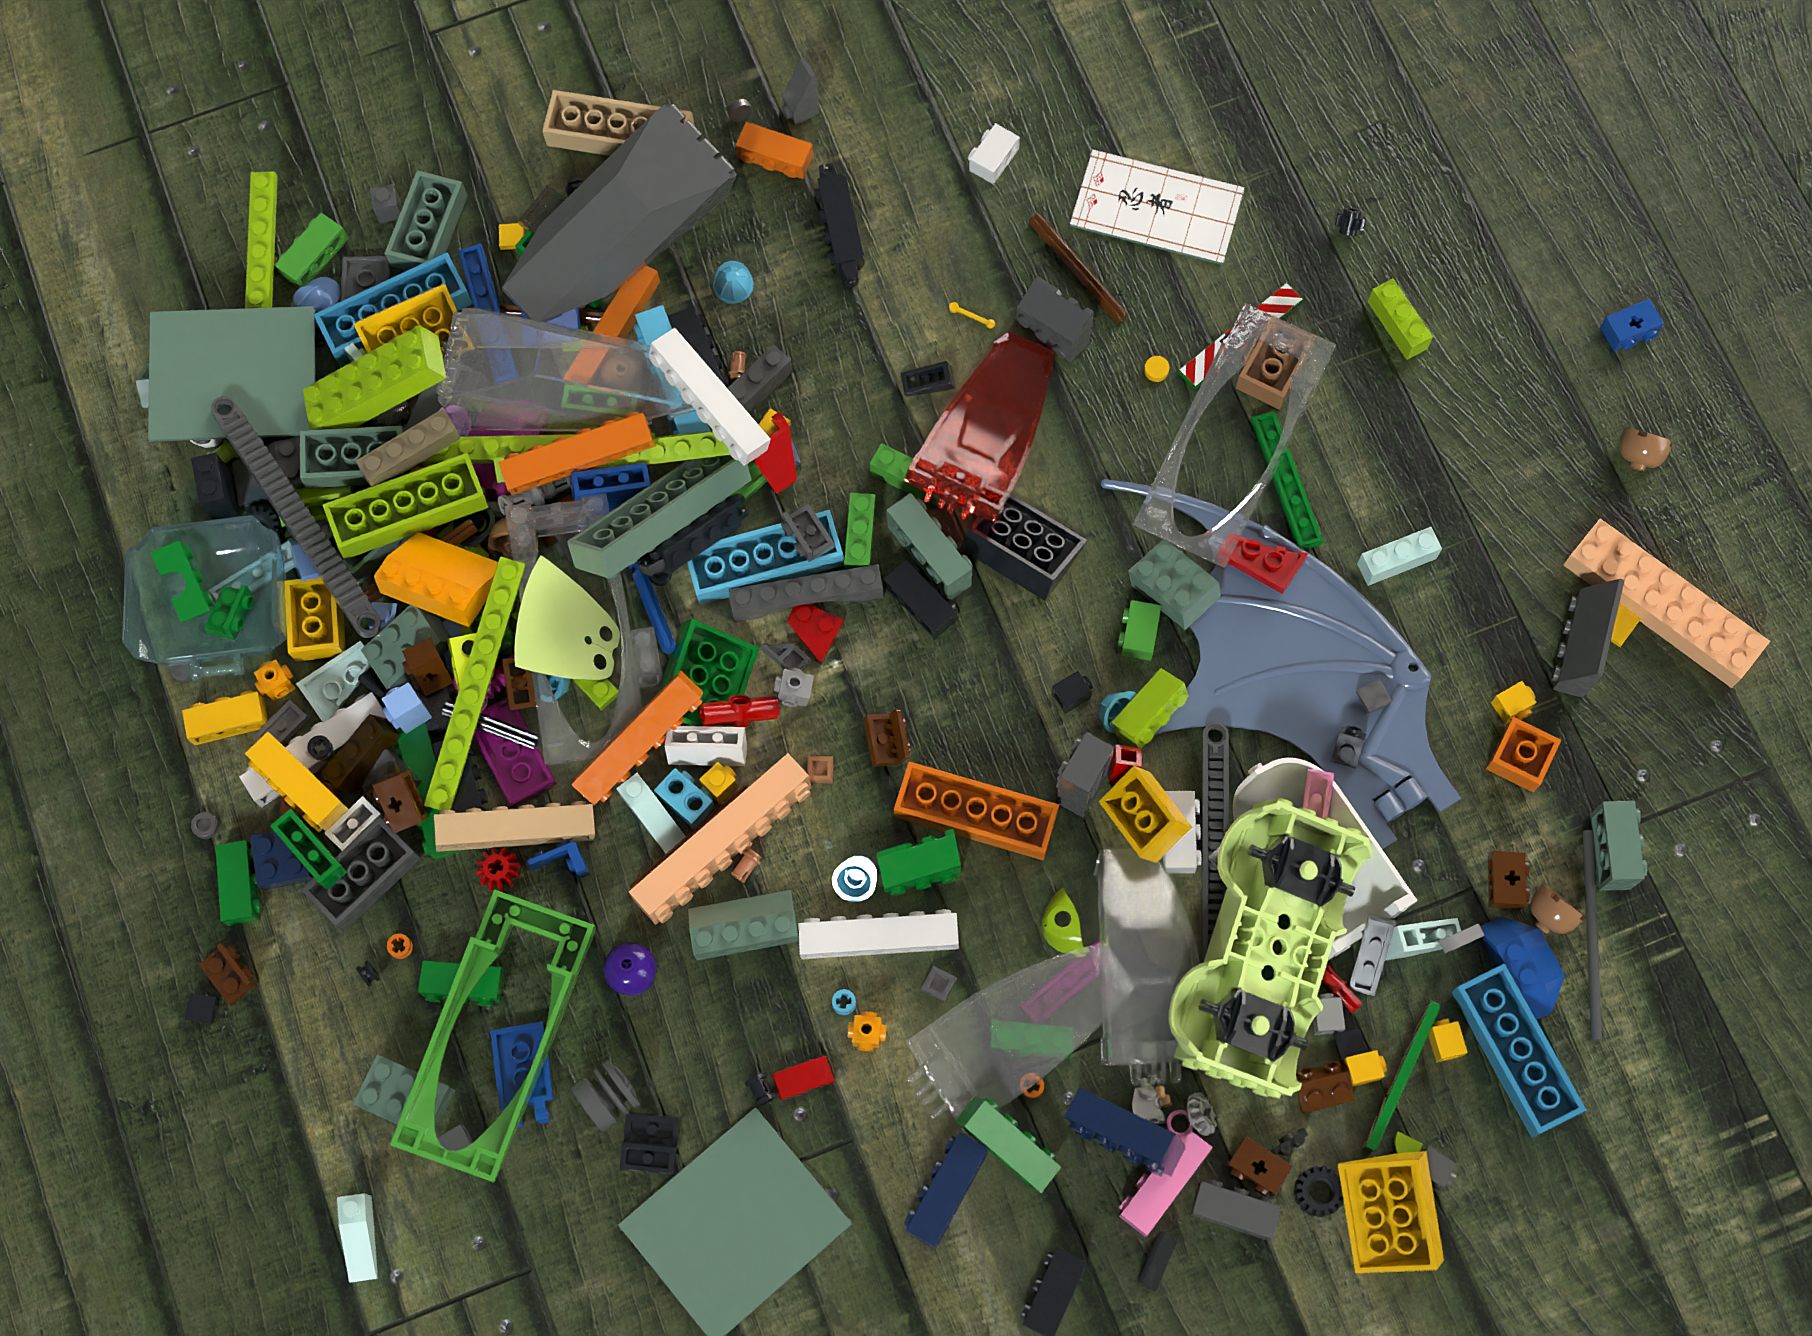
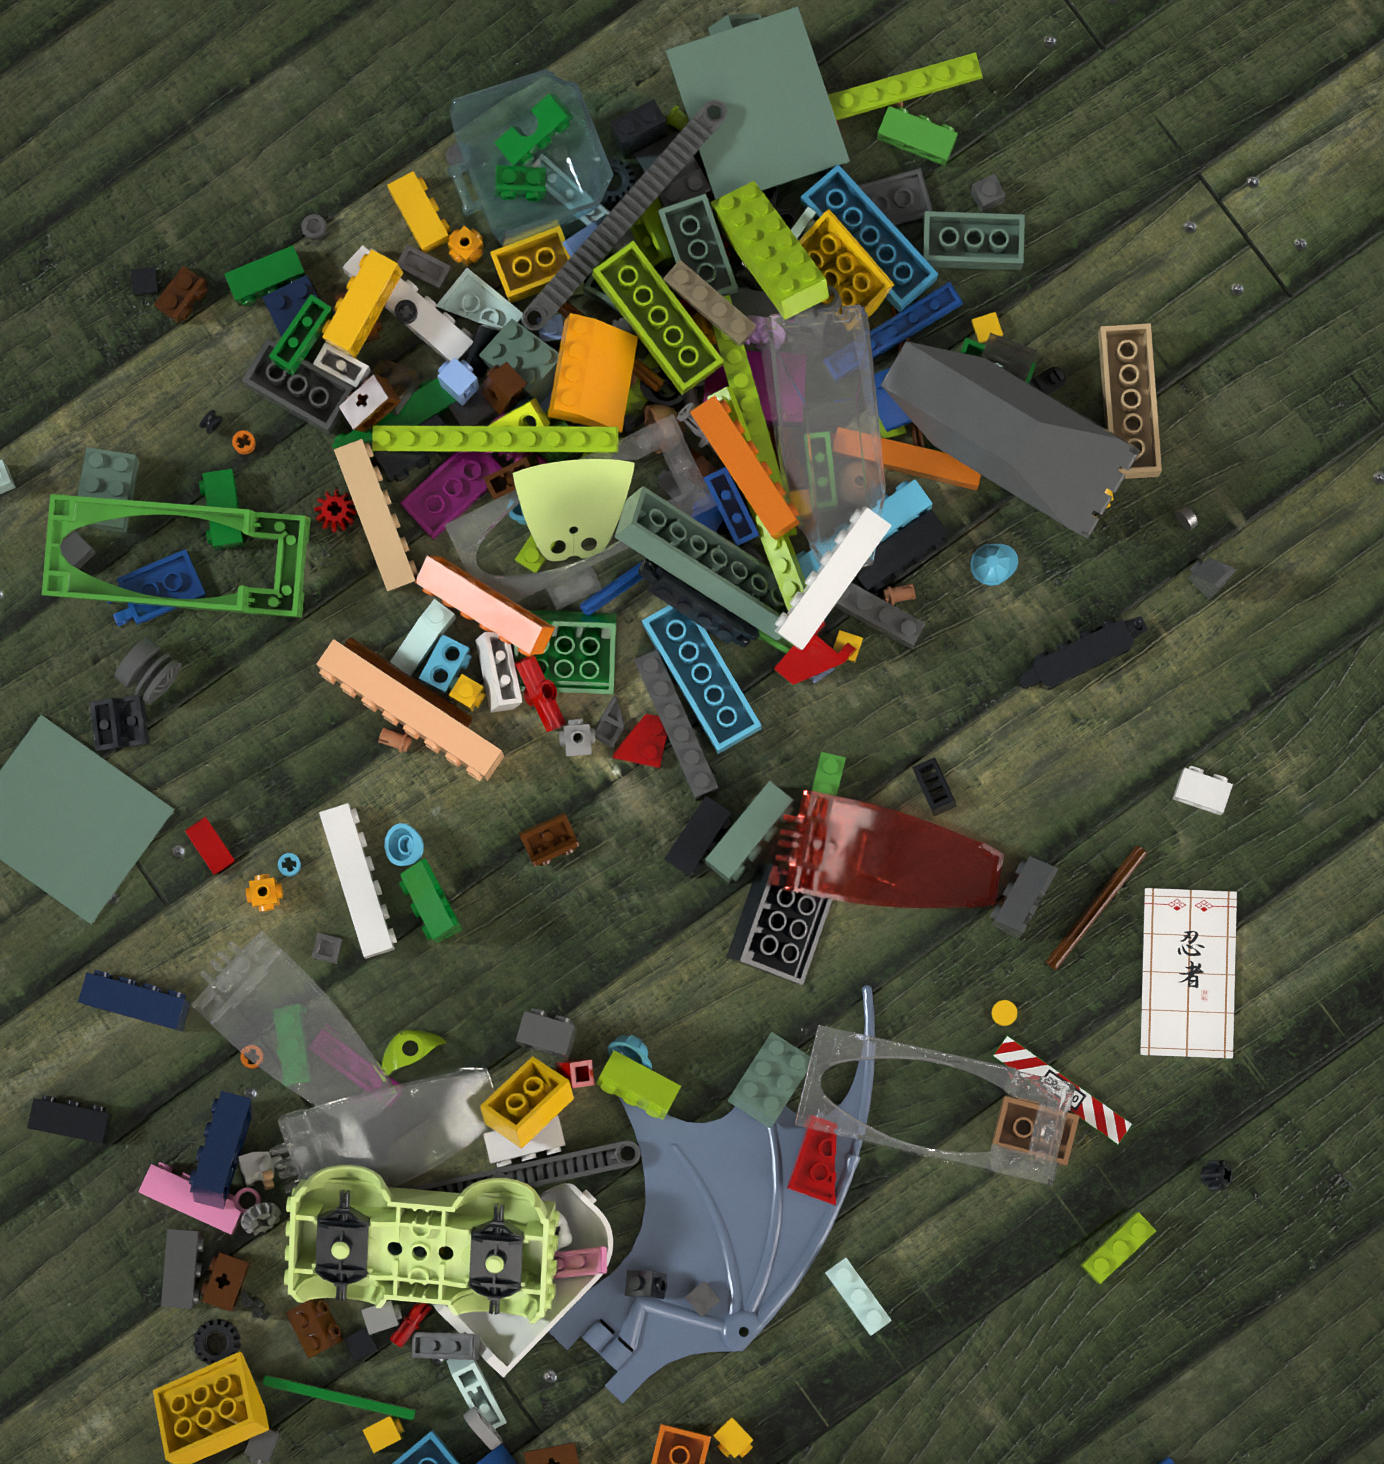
camera: 75 degrees right, 10 degrees up
(318, 293) = (870, 156): medium blue piece -> none
(360, 753) = (409, 350): dark brown brick -> none
(499, 727) = (468, 470): black axle -> none
(564, 849) = (360, 580): blue bracket -> none
(631, 980) = (279, 668): dark purple cylinder -> none
(743, 925) = (339, 751): sand green slope -> none
(760, 1089) = (189, 810): black bush -> none
(774, 150) = (1147, 565): orange brick -> none
(808, 533) = (727, 710): dark grey bracket -> none
(820, 769) = (506, 784): medium nougat tile -> none
(860, 530) = (750, 761): bright green brick -> none
(954, 307) = (1021, 793): yellow hinge -> none
(976, 810) = (496, 942): orange brick -> none
(1009, 1144) = (187, 1046): brick -> none
(1072, 691) = (640, 1006): black brick -> none
(1140, 631) = (718, 1058): bright green brick -> none
(1157, 1261) = (120, 1207): black slope -> none
(1287, 483) = (911, 1170): green tile -> none
(1365, 1067) = (339, 1361): yellow brick -> none
(1405, 1144) = (277, 1415): lime tile -> none

